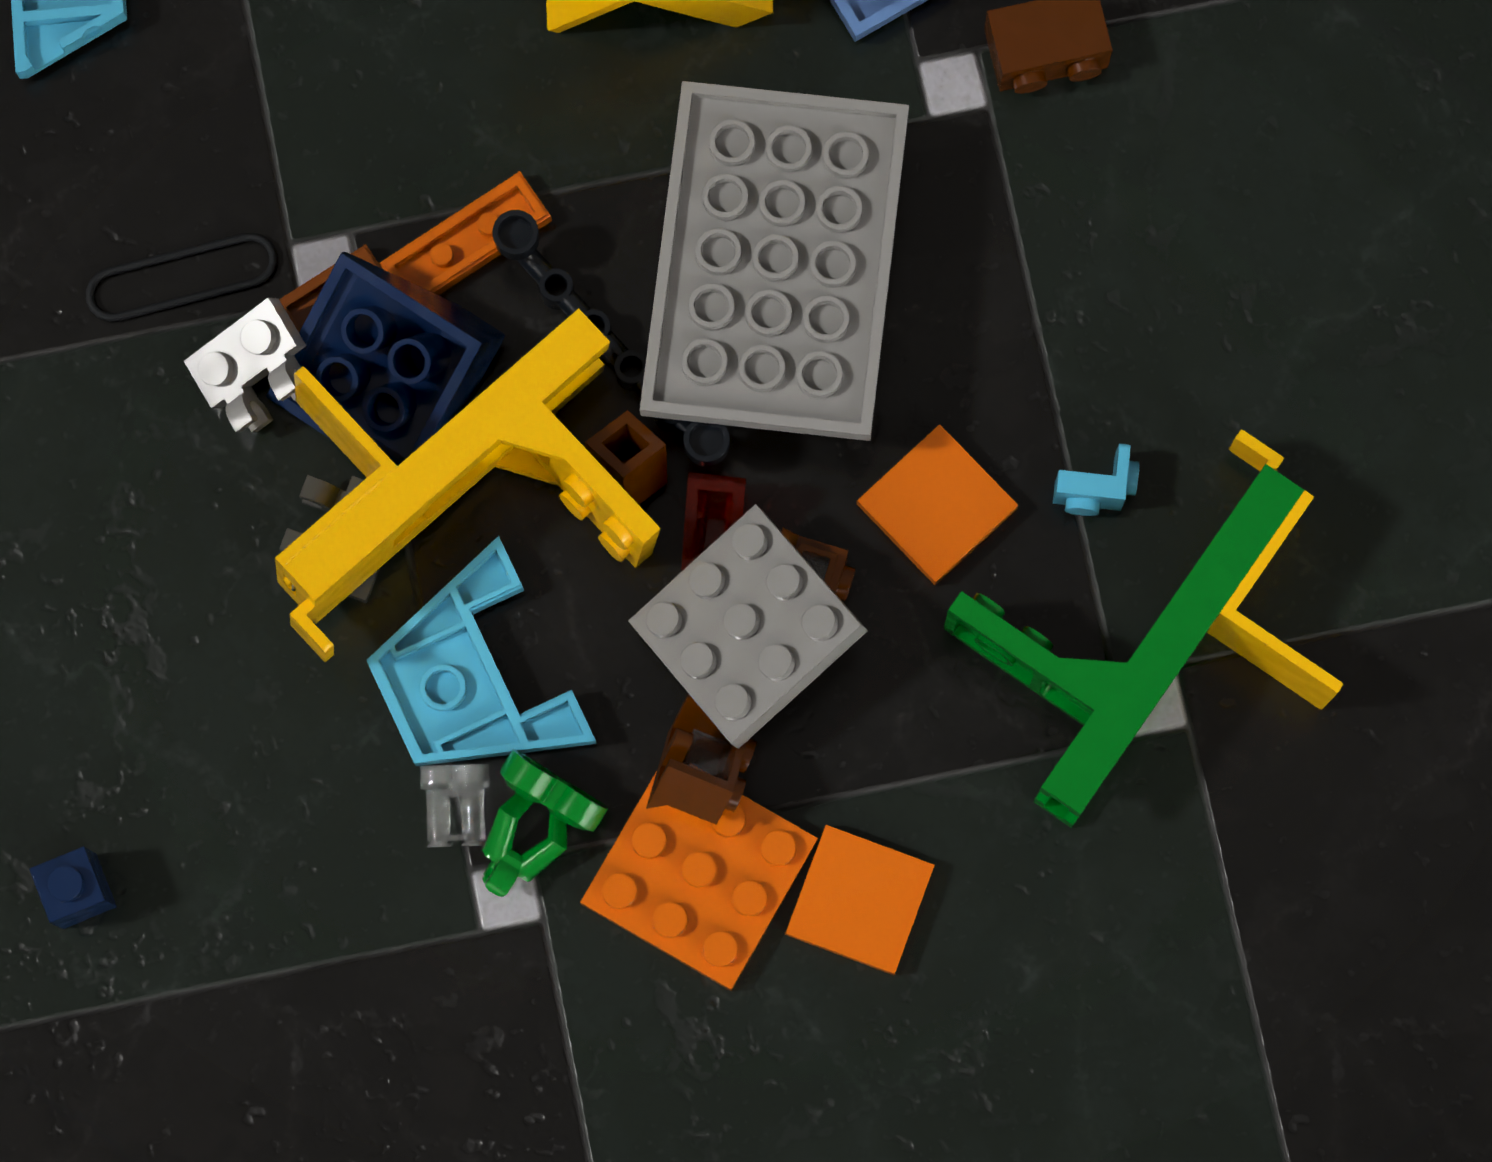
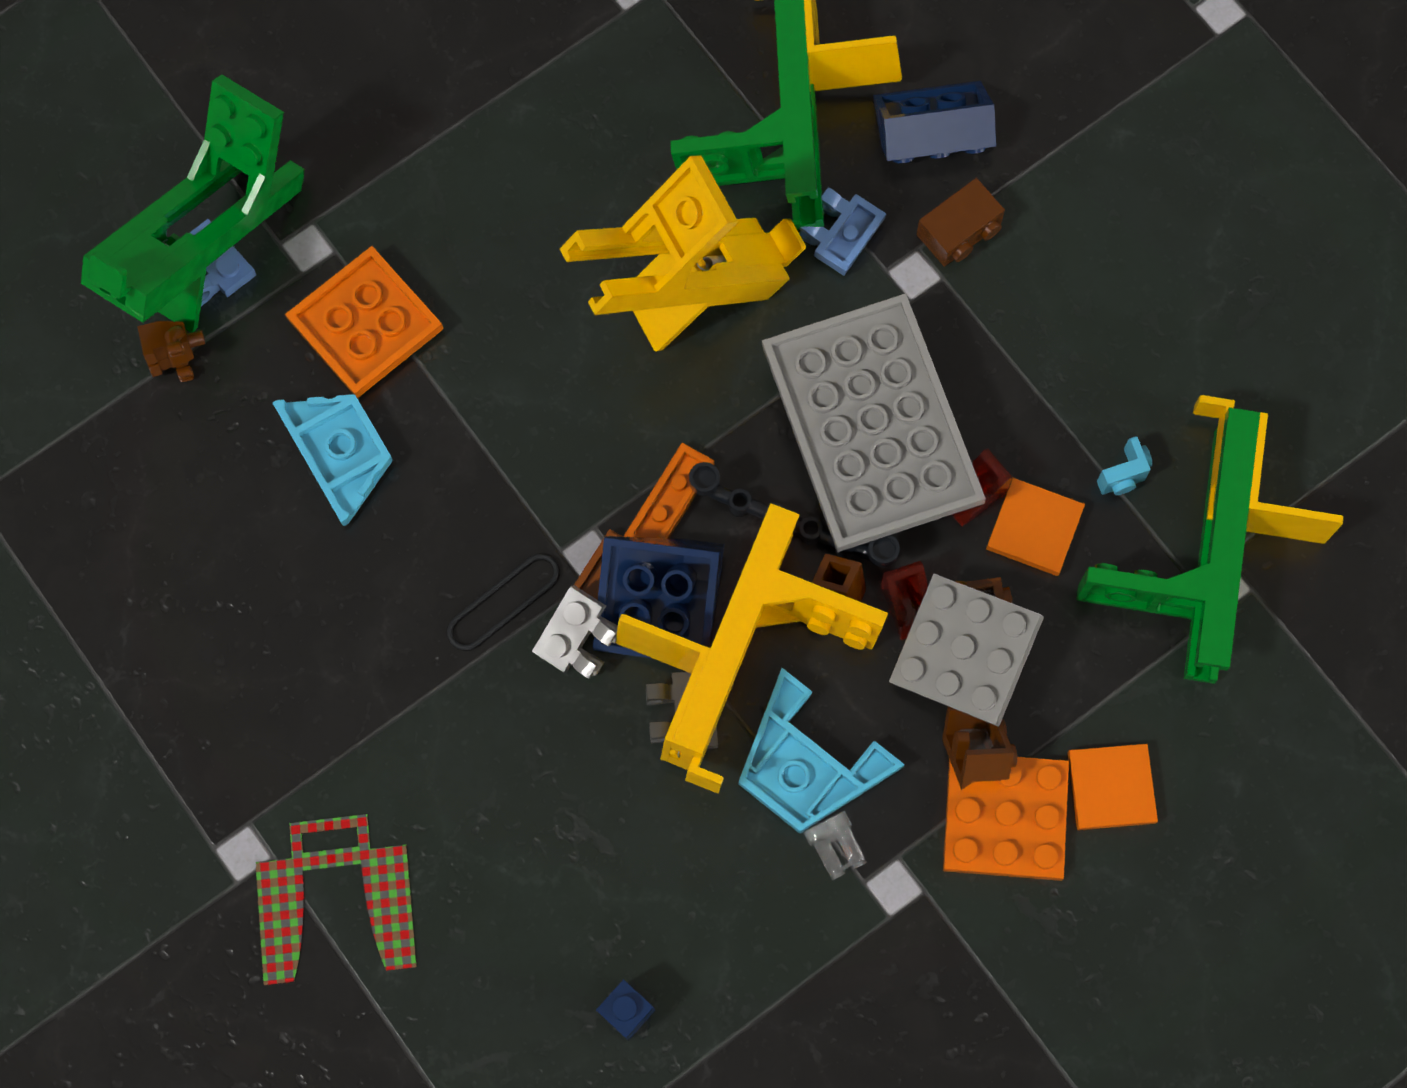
camera: 25 degrees left, 5 degrees down
(566, 806) = (905, 813): green piece -> none
(897, 417) = (993, 481): none -> clear red slope

